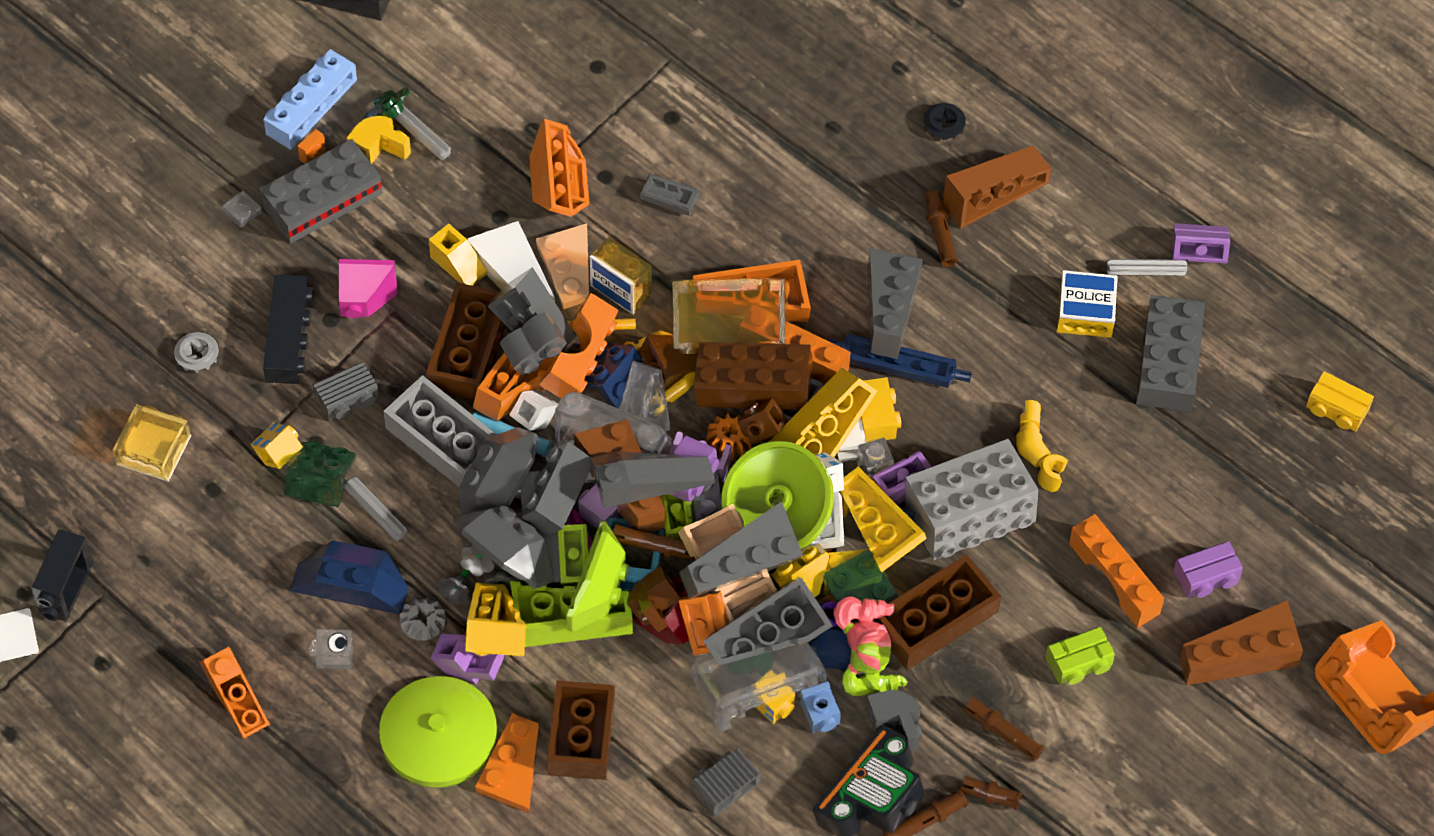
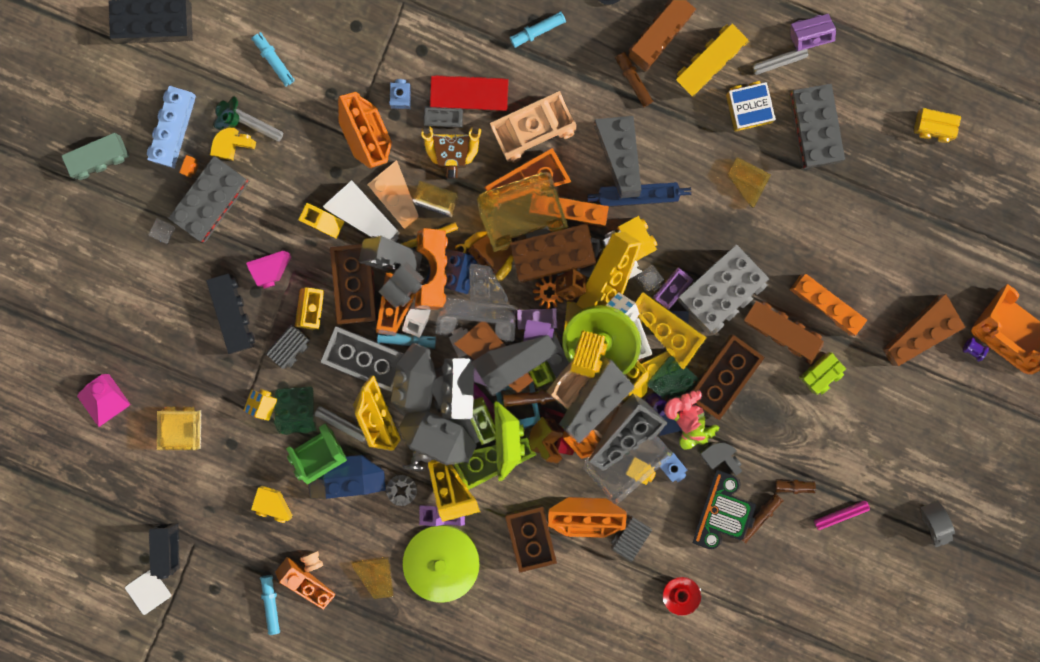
camera: 10 degrees left, 30 degrees up
(66, 376) = (103, 399): none -> dark pink slope
(175, 692) = (270, 604): none -> medium azure pin
(197, 100) = (95, 156): none -> sand green brick
(202, 343) = (169, 351): light grey gear -> none
(232, 571) = (271, 502): none -> yellow slope
(257, 664) = (311, 561): none -> light nougat wheel
(326, 531) = (316, 456): none -> bright green panel
(333, 649) = (354, 534): clear brick -> none
(338, 718) = (375, 576): none -> clear yellow wing
(395, 351) = (309, 308): none -> yellow brick
(428, 499) = (375, 417): none -> yellow wedge
(472, 58) = (268, 52): none -> medium azure pin
(511, 765) = (495, 570): orange wing -> none
(623, 153) = (402, 101): none -> medium blue brick
(665, 232) = (451, 150): none -> torso
(669, 732) = (587, 517): none -> orange wedge
(716, 173) = (469, 92): none -> red brick
(753, 492) = (588, 354): none -> yellow brick
(785, 234) = (533, 126): none -> light nougat piece
(822, 137) = (530, 33): none -> medium azure pin
(993, 721) = (782, 437): reddish brown pin -> none
(1032, 448) = (747, 231): yellow piece -> none
(1043, 584) = (784, 331): none -> dark orange wedge
(1055, 232) = (712, 59): none -> yellow wedge
(1055, 389) = (748, 180): none -> clear yellow wing
(1208, 570) = (885, 282): medium lavender brick -> none
(1313, 695) = (975, 349): none -> dark purple bush

